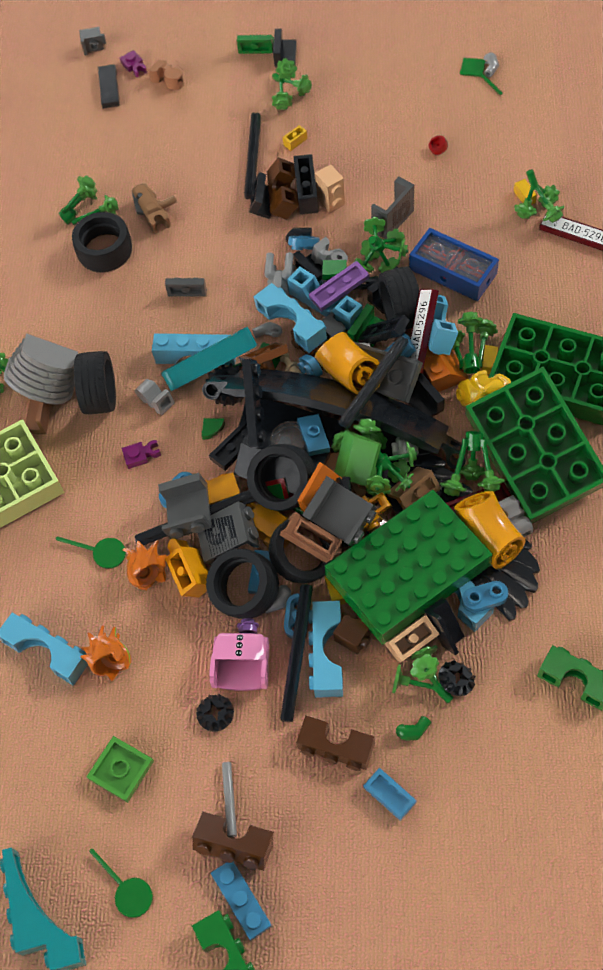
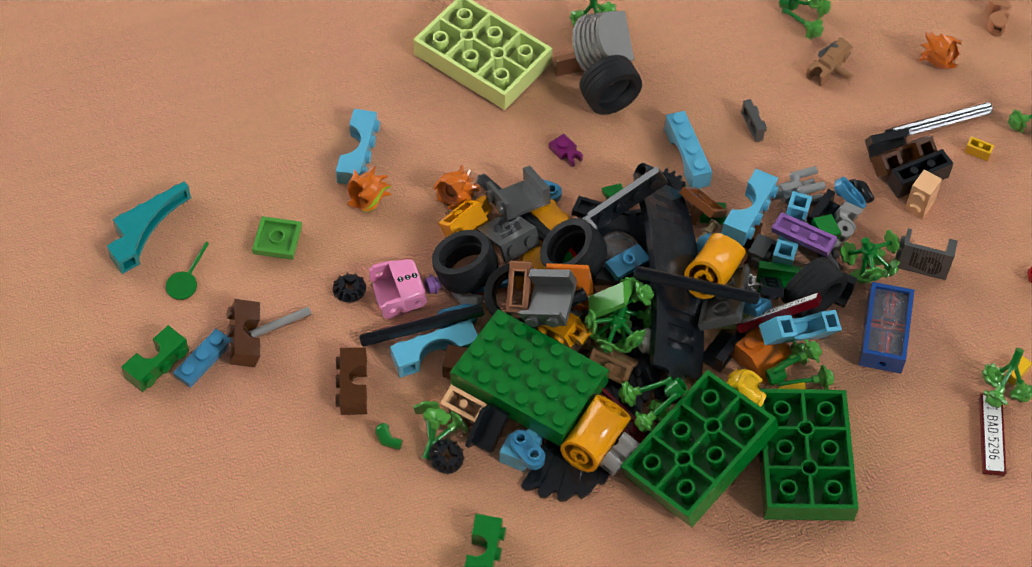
camera: 60 degrees right, 5 degrees down
(97, 225) = (772, 21): black tyre -> none
(106, 553) = (462, 157): green piece -> none
(154, 397) = (625, 139): light grey leg -> none
(184, 124) = (940, 50): none -> orange hair
(209, 358) = (676, 160): teal beam -> none
(267, 328) = (741, 201): light grey arm -> none
(390, 794) = (324, 435): dark azure plate -> none

